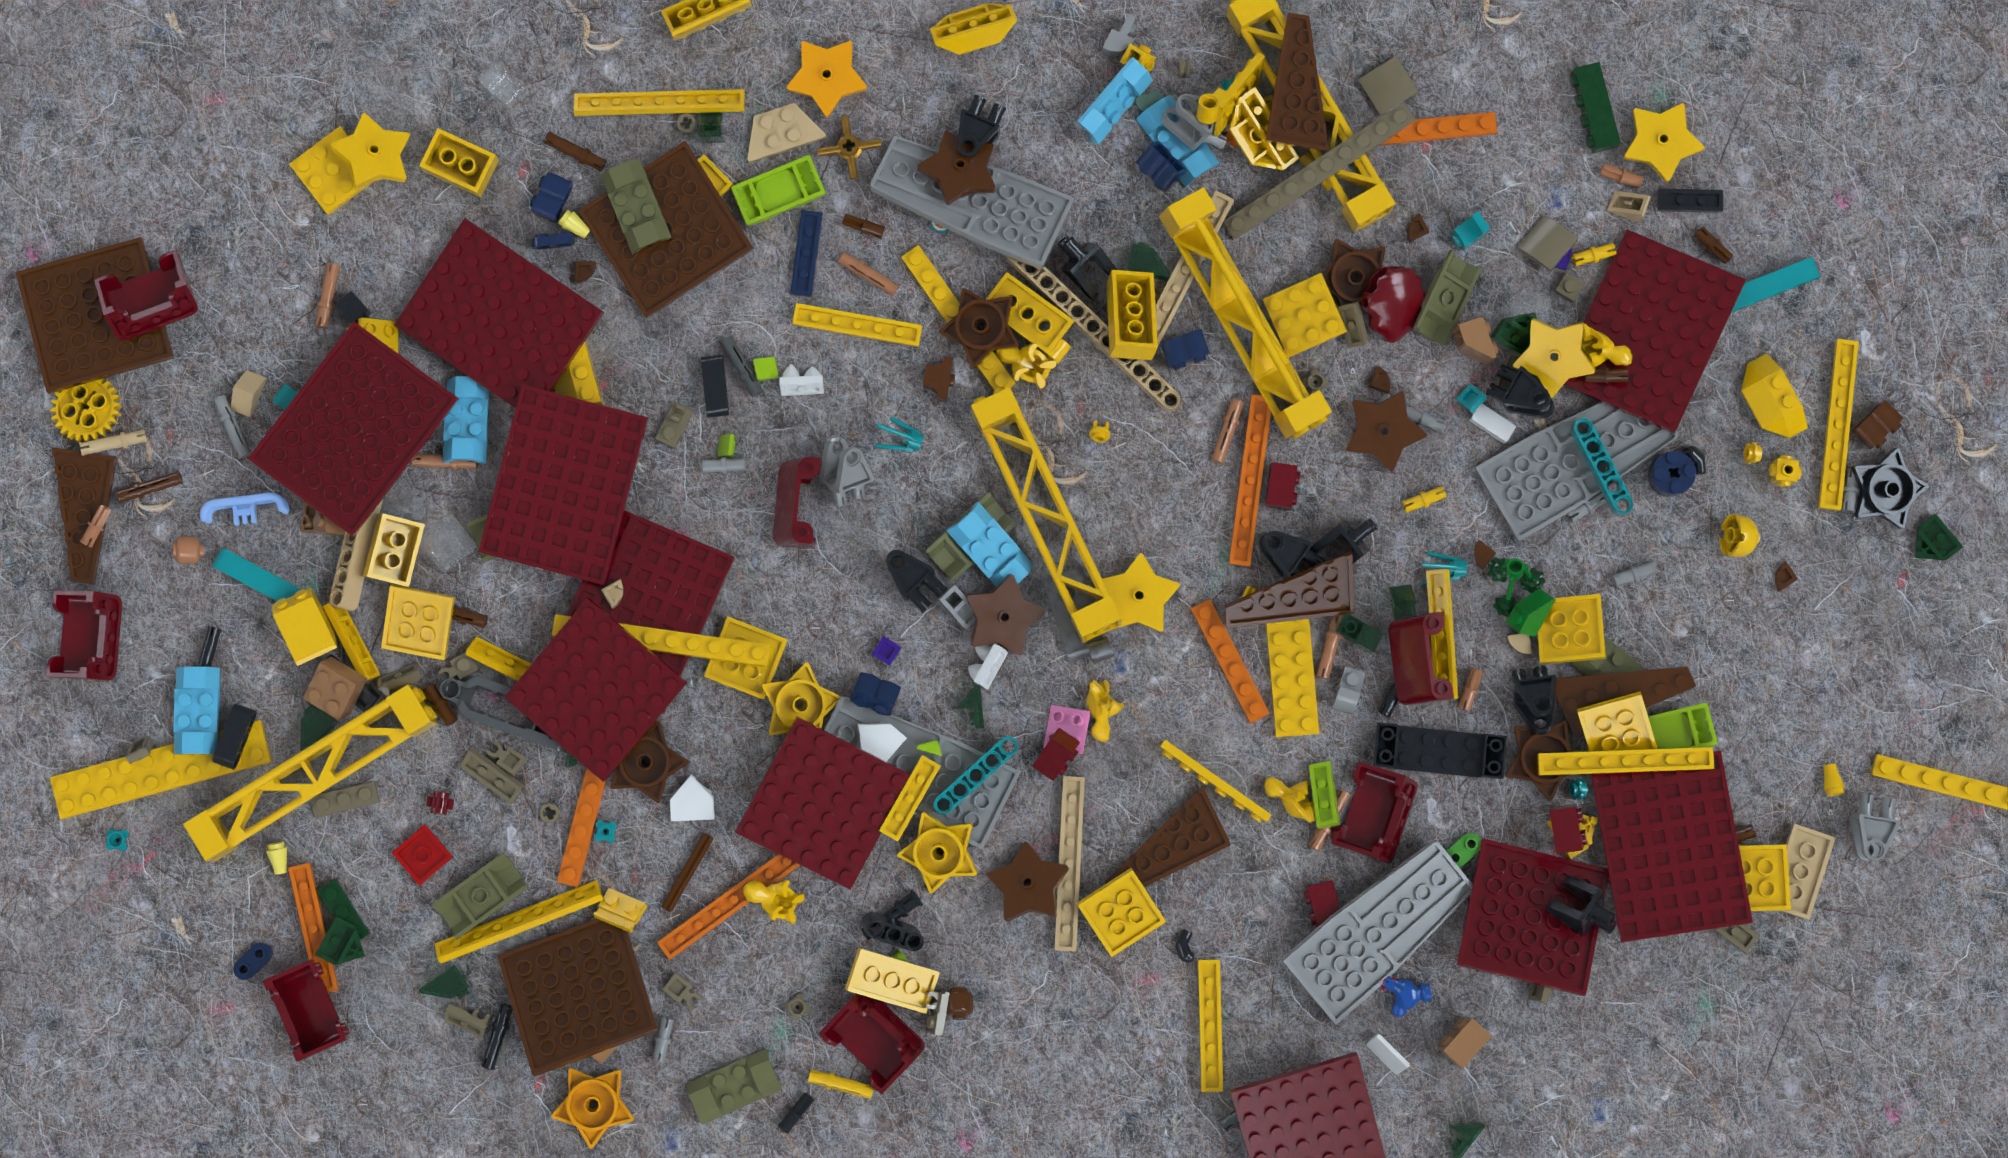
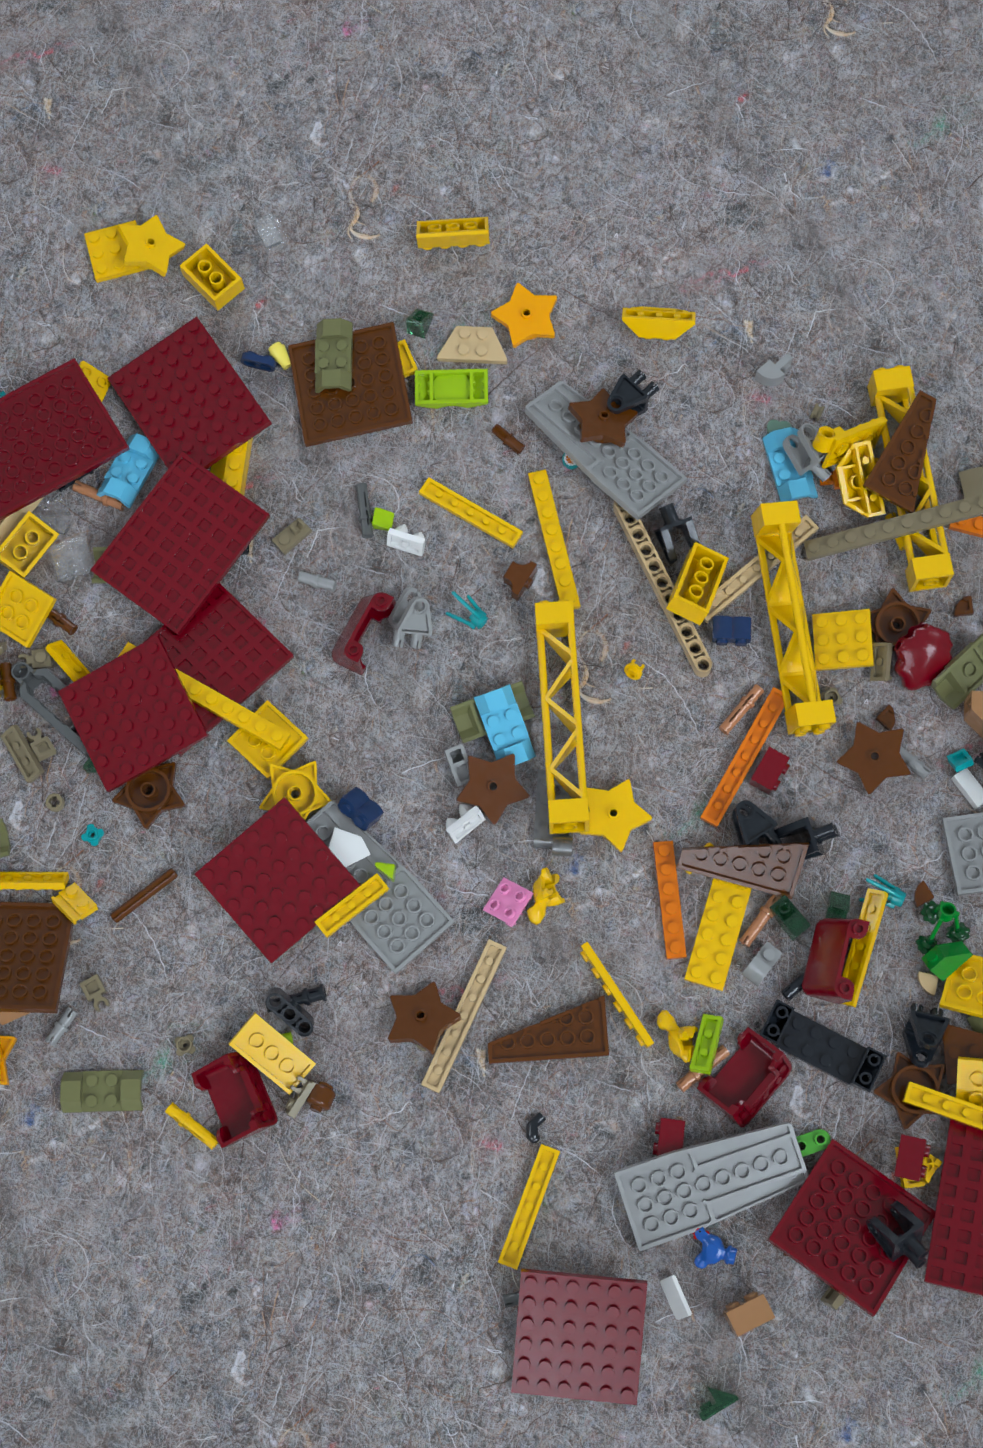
camera: 30 degrees right, 10 degrees down
(326, 305) = (63, 344): nougat pin -> none
(352, 308) = (82, 352): black brick -> none
(551, 197) = (272, 328): dark blue brick -> none
(567, 147) = (311, 308): reddish brown pin -> none
(581, 830) = (74, 826): orange plate -> none
(583, 270) = (273, 393): reddish brown tile -> none
(614, 593) = (183, 644): tan tile -> none
(659, 102) = (387, 289): yellow plate -> none
(680, 121) = (396, 312): dark tan bush -> none
(692, 802) = (173, 839): white slope -> none
(714, 386) = (336, 517): black beam -> none
(723, 907) = (163, 935): orange plate -> none
(726, 446) = (326, 567): lime slope -> none
(776, 899) = (205, 946): yellow animal -> none
(796, 1112) = (144, 1135): black axle -> none
(806, 253) = (453, 444): dark blue tile -> none
(841, 147) = (526, 373): pearl gold bar -> none
(866, 272) = (492, 471): nougat pin -> none
(886, 650) = (385, 778): dark purple plate -> none
(912, 576) = (430, 725): black piece -> none
(939, 867) = (345, 961): yellow plate -> none
(973, 700) = (439, 847): clear green slope -> none
(977, 311) = (569, 536): reddish brown plate -> none
(980, 765) = (404, 907): teal beam -> none
(1028, 364) = (595, 592): yellow animal -> none
(1049, 341) = (619, 581): yellow hinge -> none
(1056, 754) = (489, 917): dark red brick -> none
(1114, 100) = (750, 413): medium azure piece -> none
(1121, 912) = (490, 1074): yellow plate -> none
(1141, 54) = (782, 390): yellow brick -> none
(1146, 259) = (728, 546): clear green slope -> none
(1161, 166) = (768, 479): dark blue brick -> none
(1424, 499) = (888, 828): yellow pin -> none
(1470, 689) = (869, 1005): nougat axle -> none
(1578, 789) = (933, 1129): teal plate -> none

